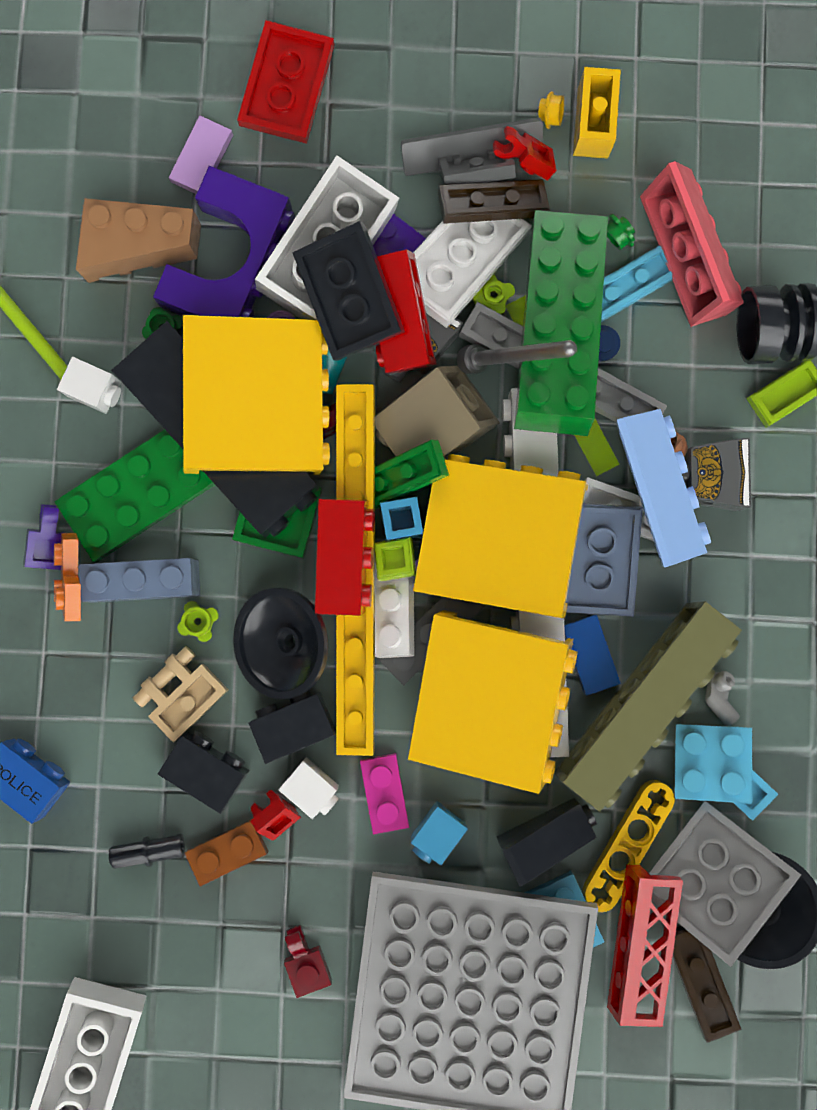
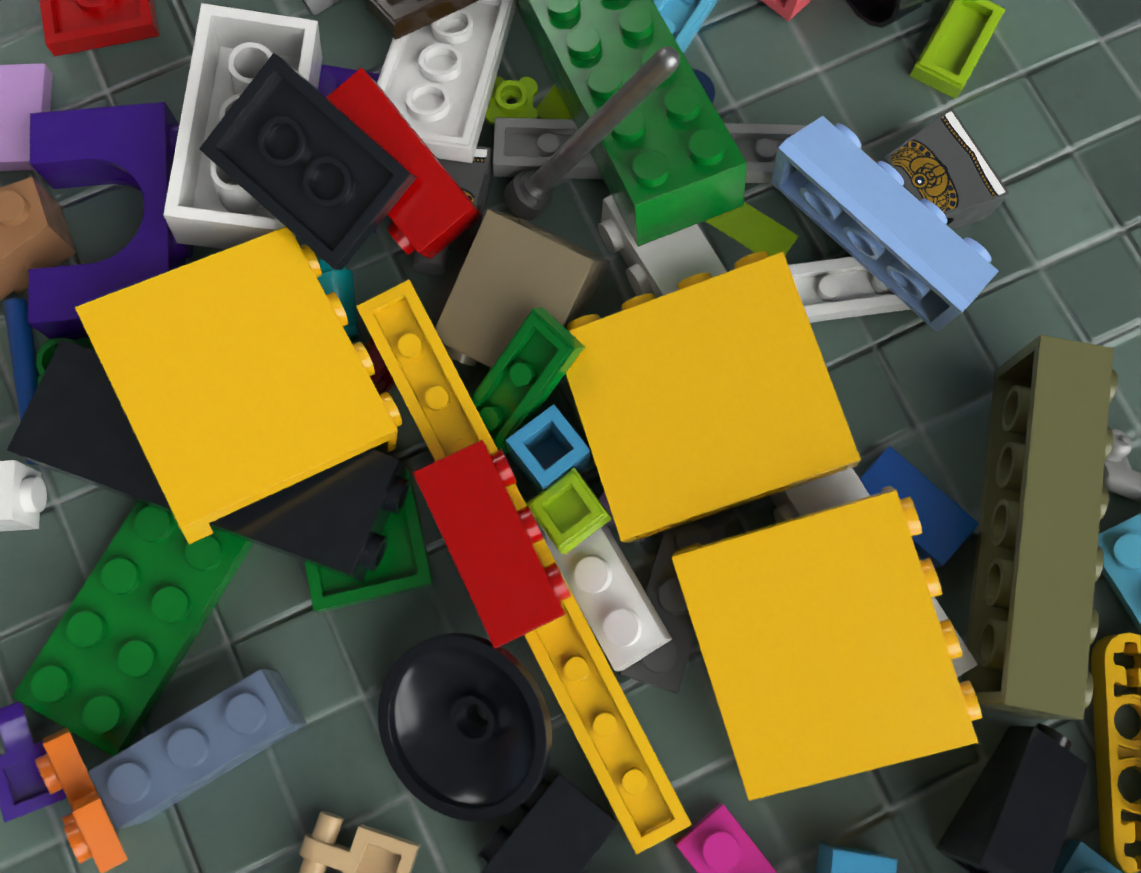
camera: 30 degrees left, 10 degrees down
(139, 313) = (22, 352): none -> blue bar
(193, 611) = (307, 774): lime plate -> none
(605, 560) = (868, 361): sand blue tile -> none

